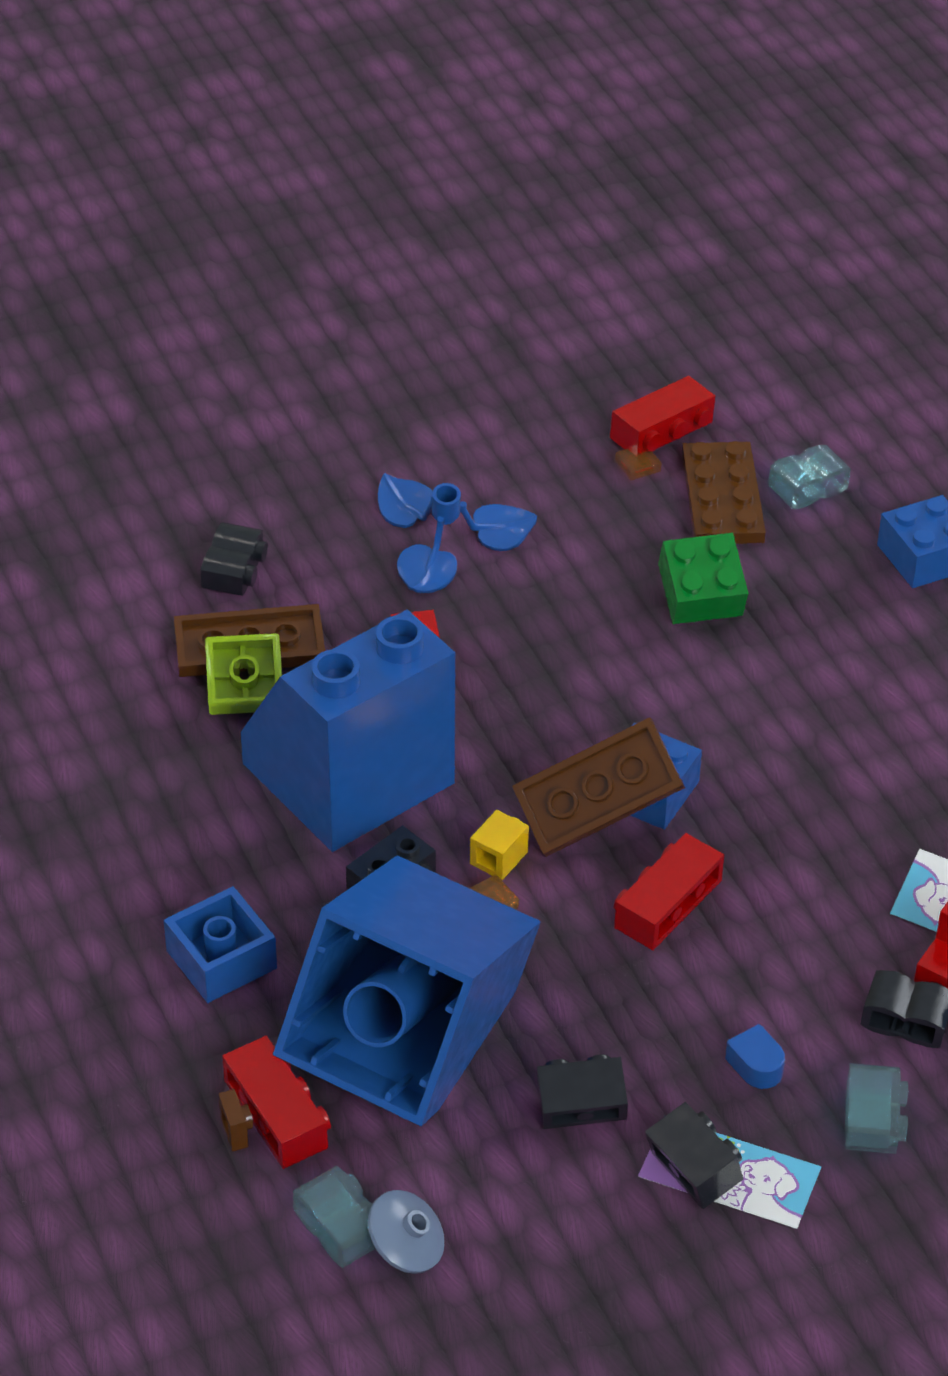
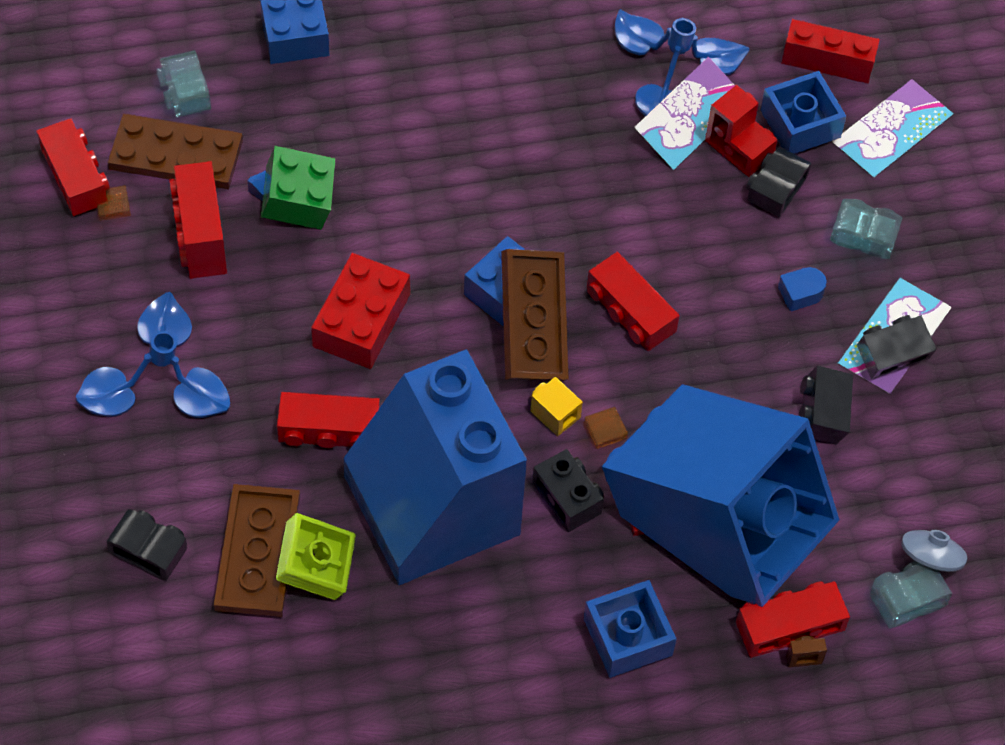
camera: 80 degrees left, 15 degrees up
(566, 661) = (361, 310): none -> red brick
(626, 510) = (198, 220): none -> red brick

